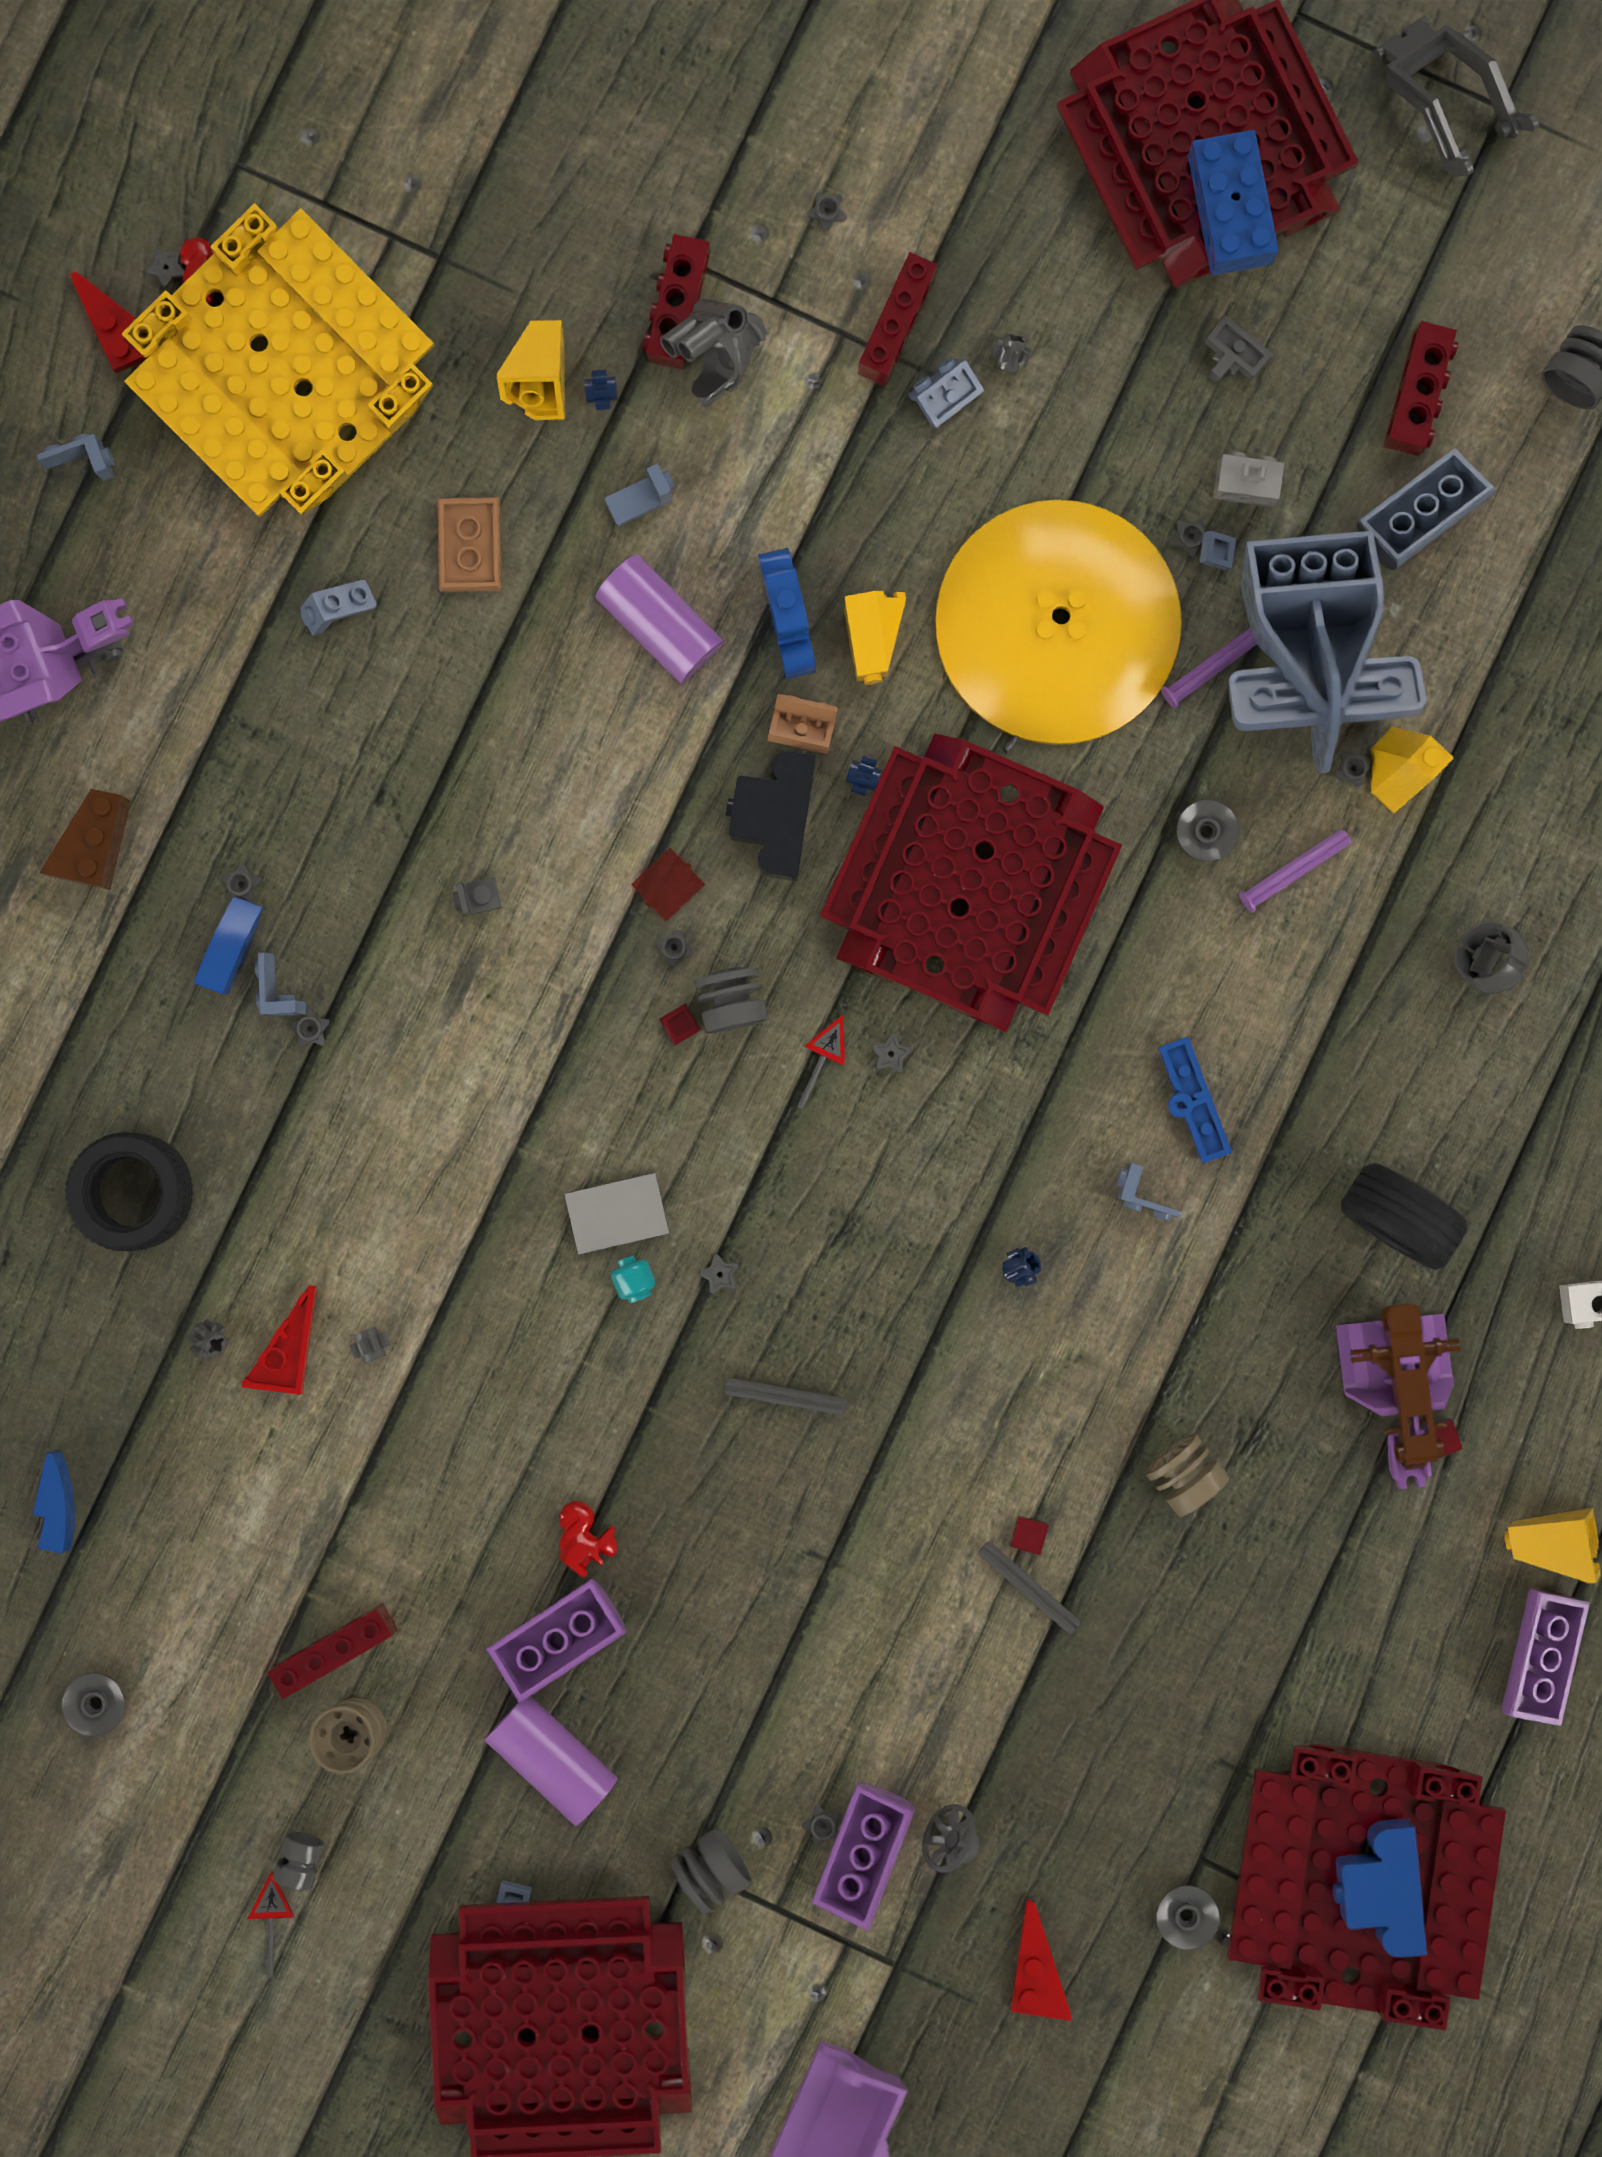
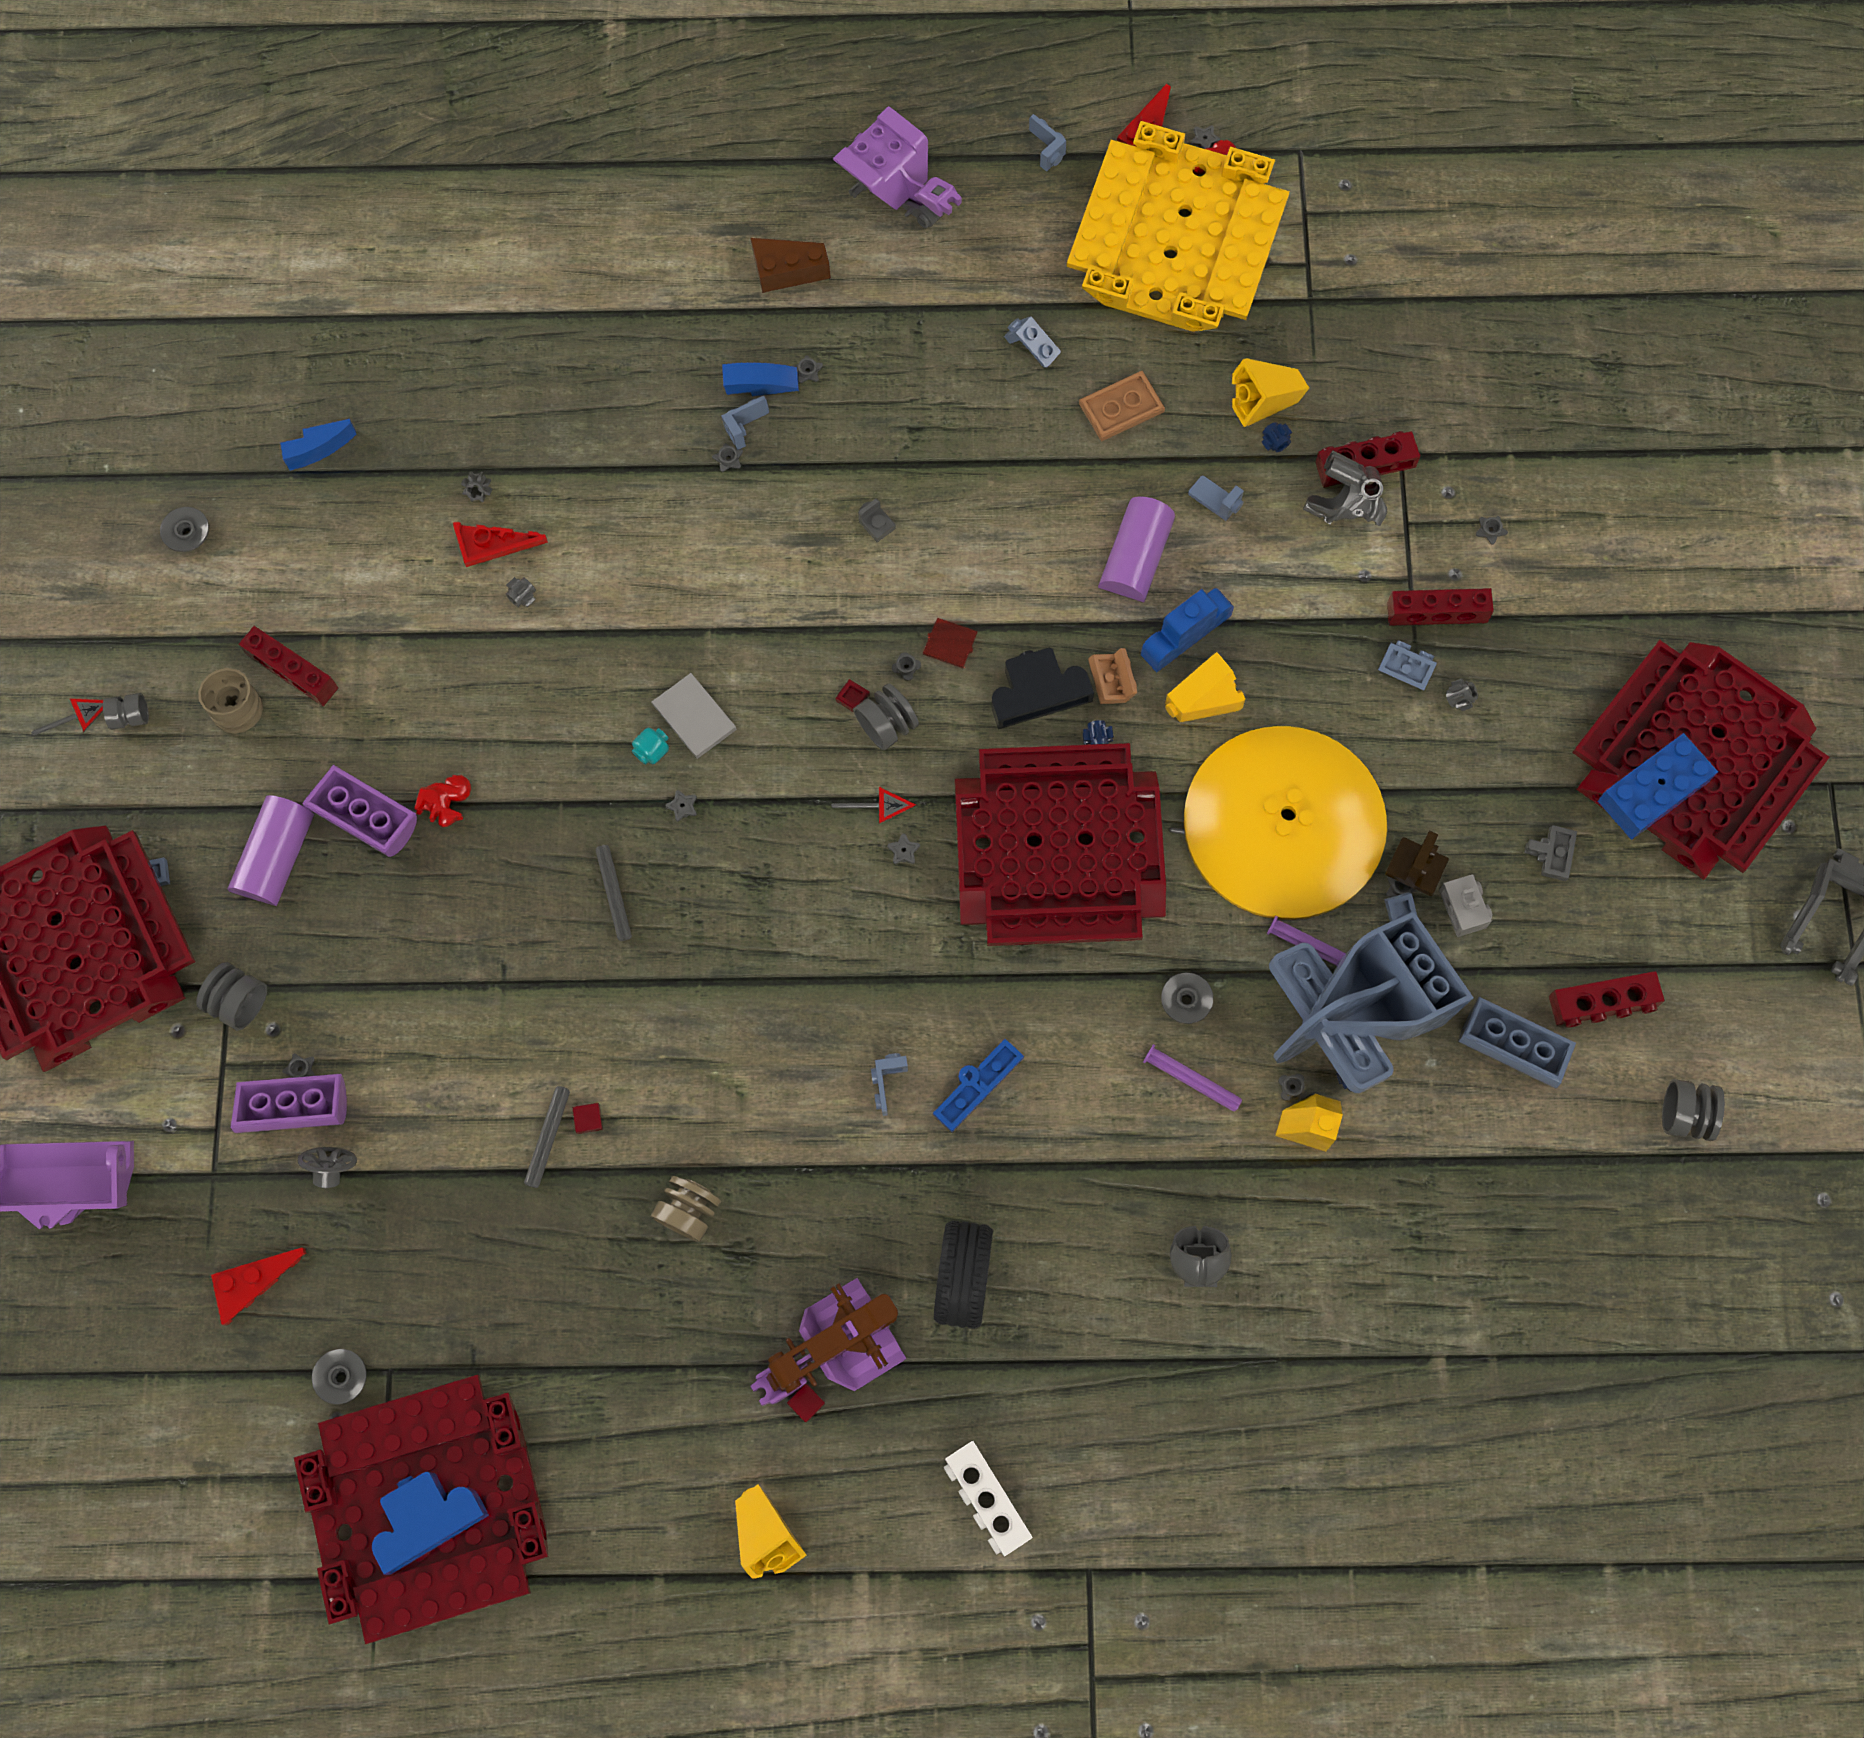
camera: 65 degrees right, 15 degrees down
(85, 1182) = (548, 361): black tyre -> none
(1021, 1267) = (789, 1014): dark blue gear -> none
(1180, 506) = (1418, 864): none -> dark brown bracket
(1545, 1656) = (667, 1566): medium lavender brick -> none

